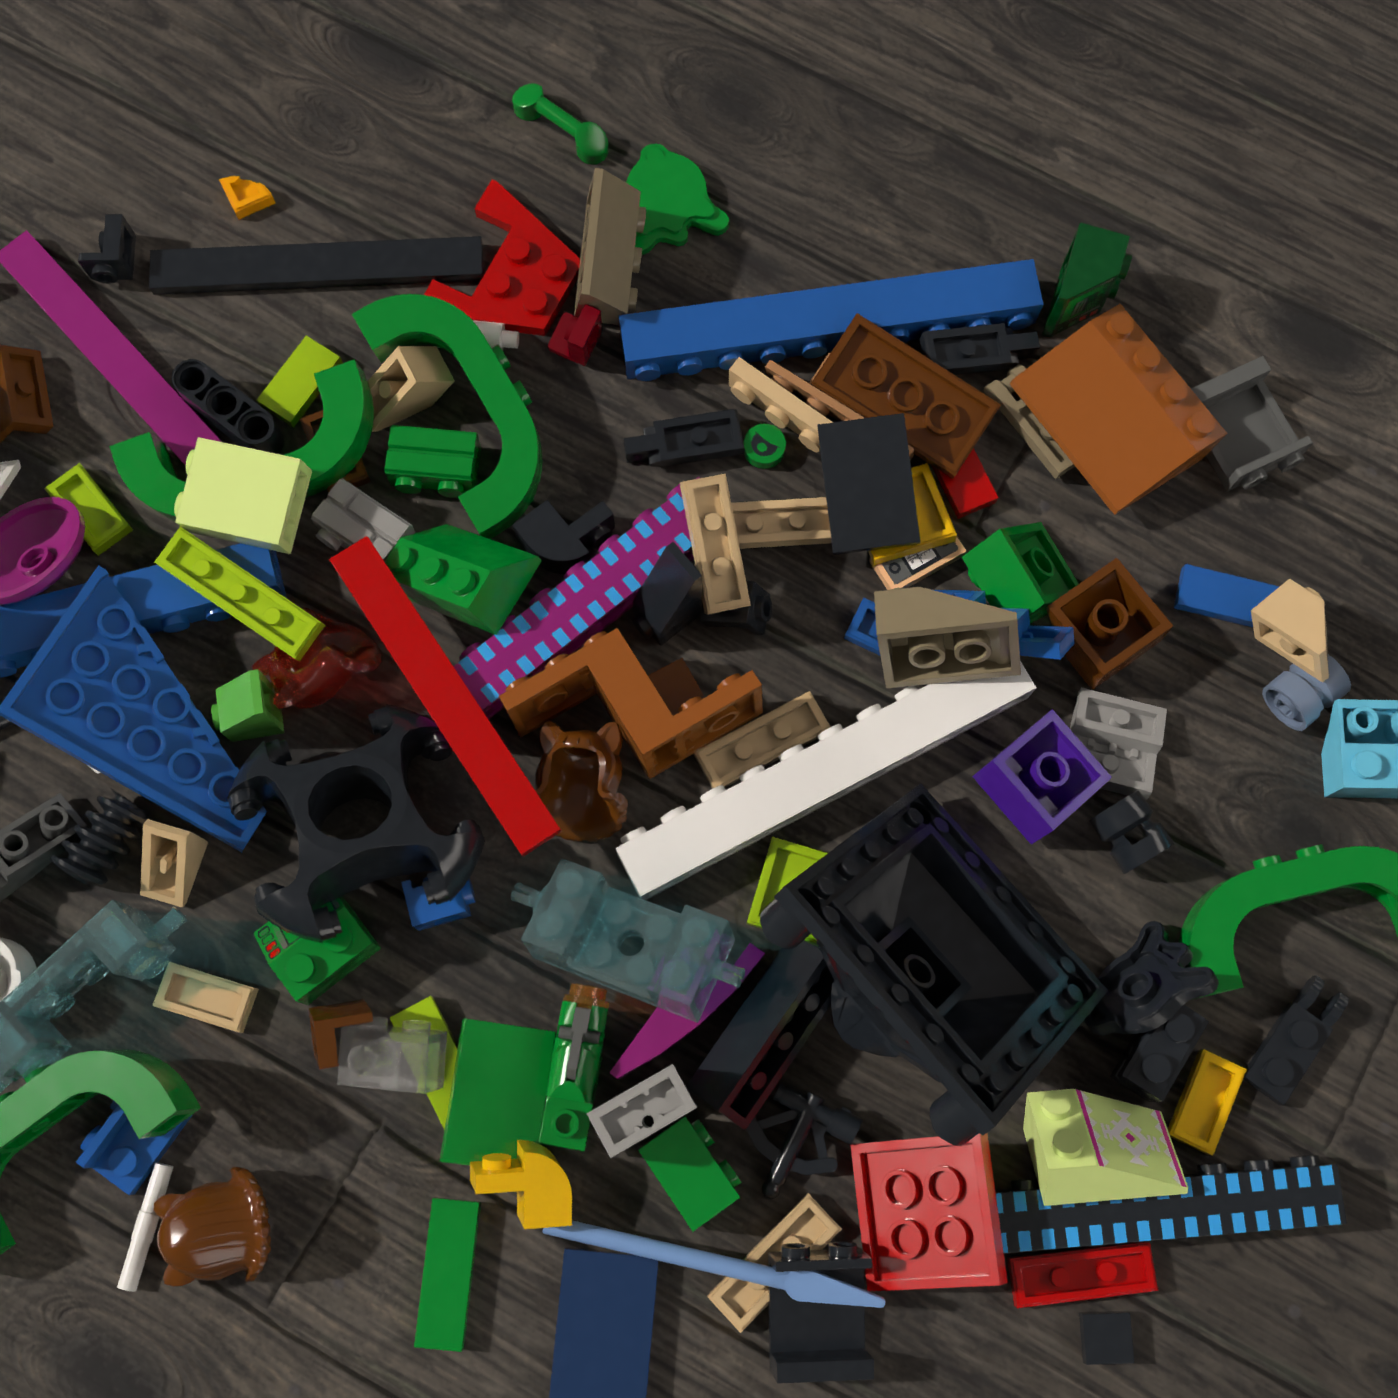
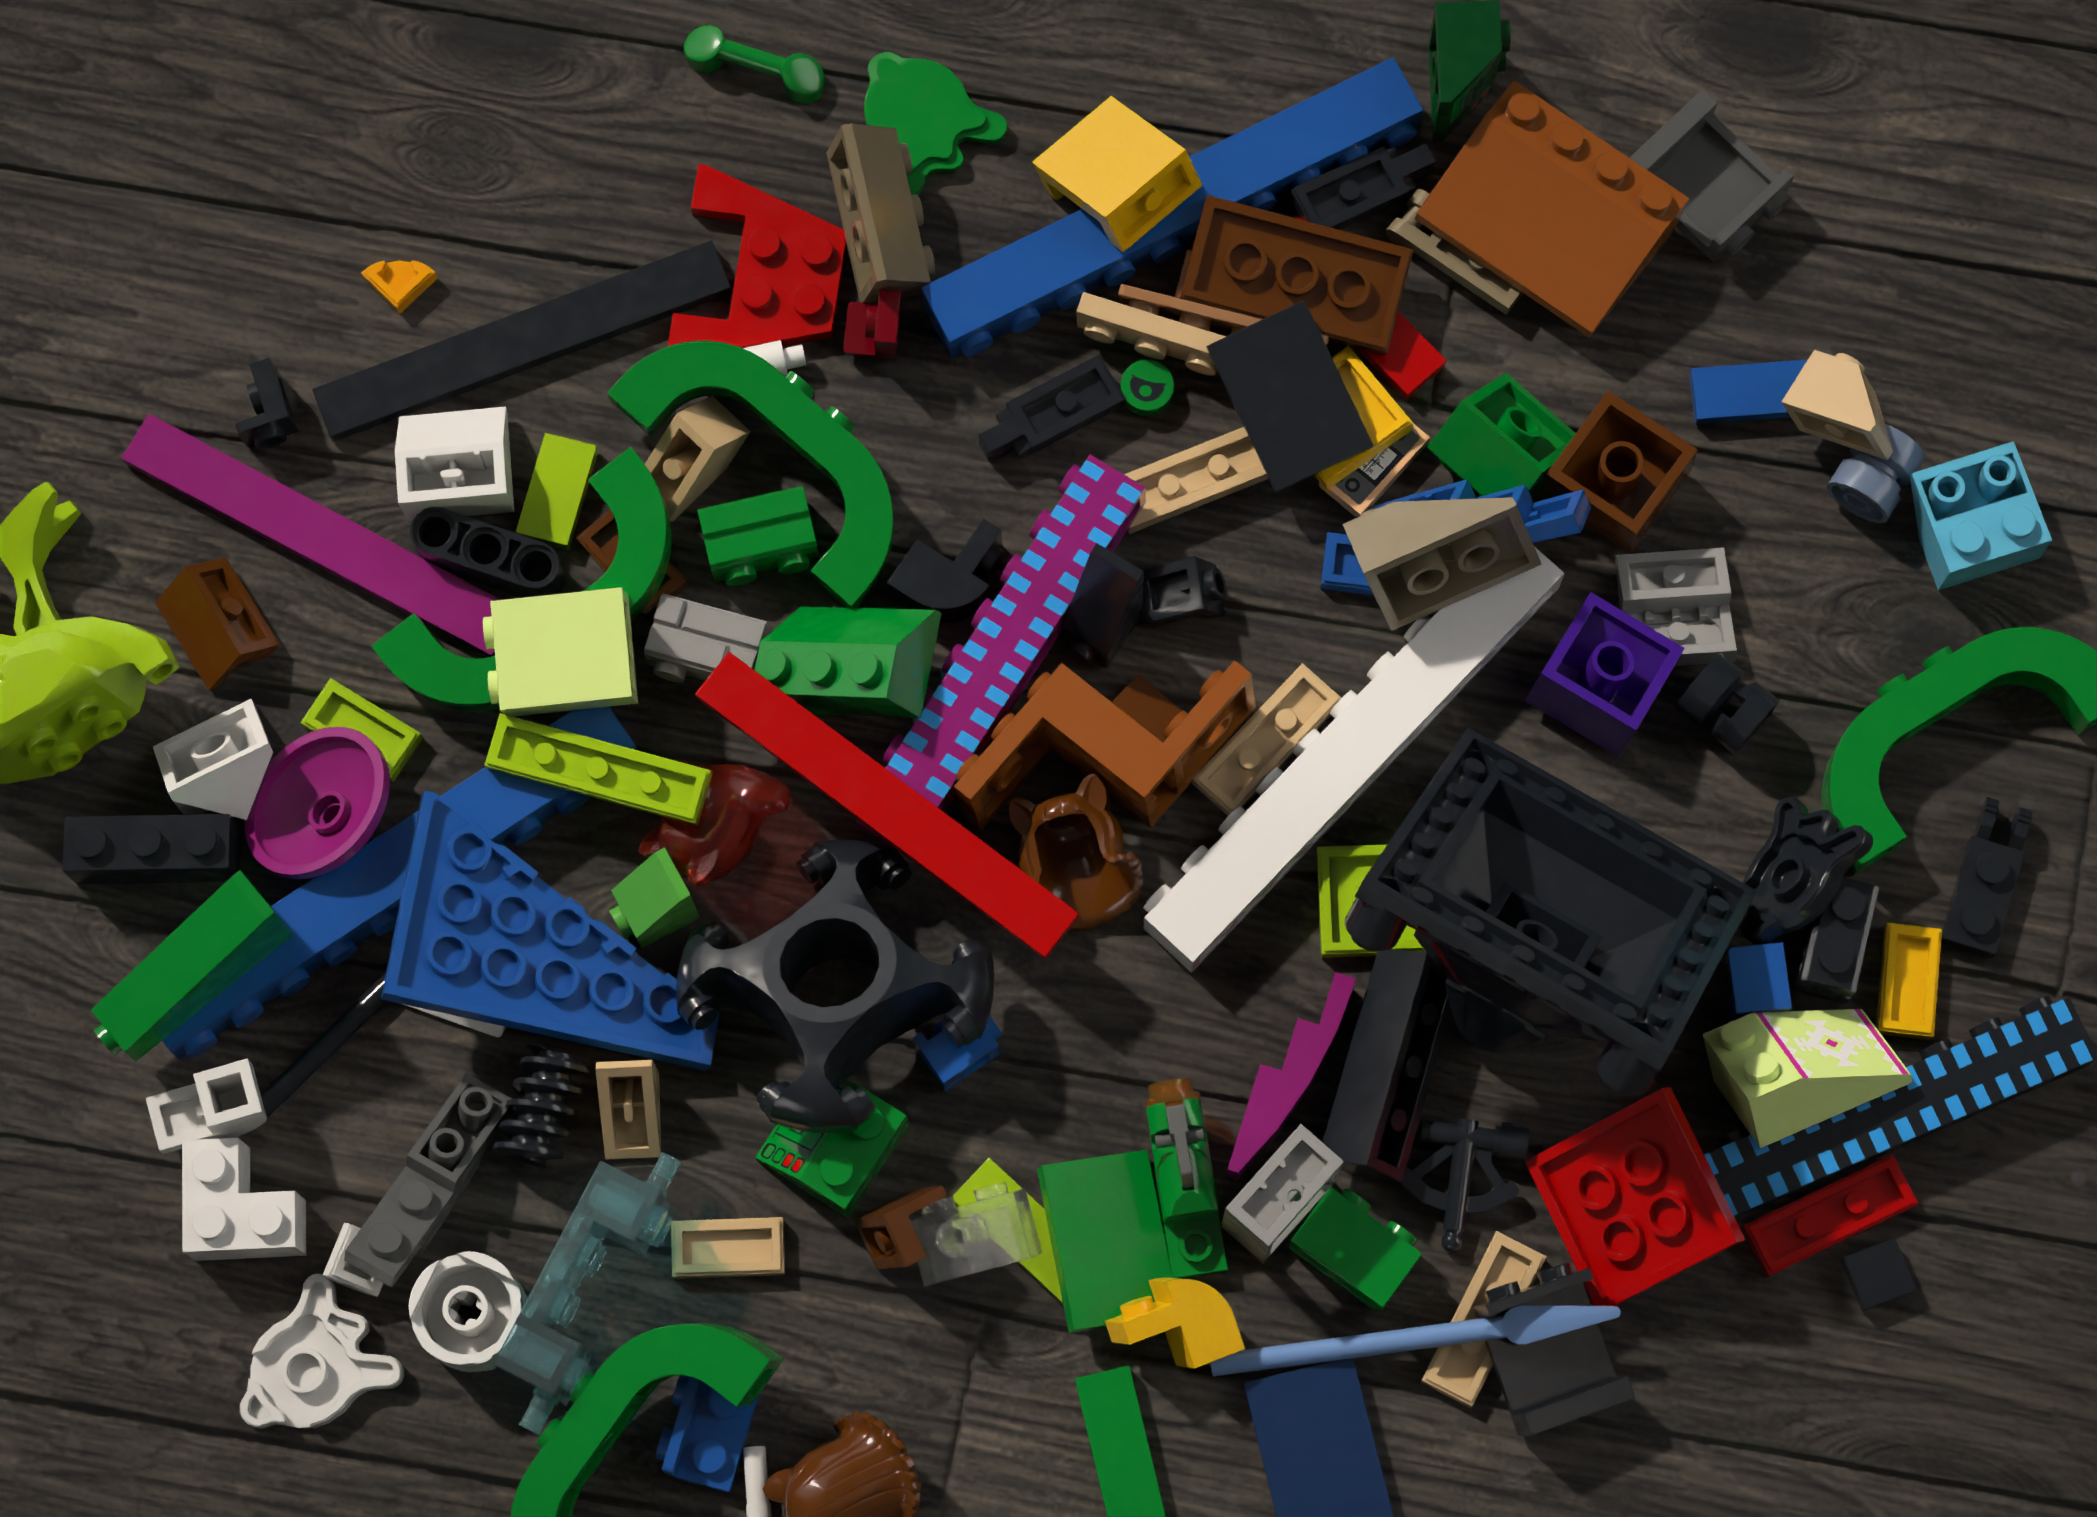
camera: 15 degrees left, 0 degrees up
(228, 335) = (454, 462): none -> white slope
(584, 921) = (1139, 1014): clear light blue brick -> none
(715, 543) = (1138, 526): tan tile -> none
(797, 278) = (1119, 172): none -> yellow panel
(1085, 1064) = (1757, 980): none -> blue panel

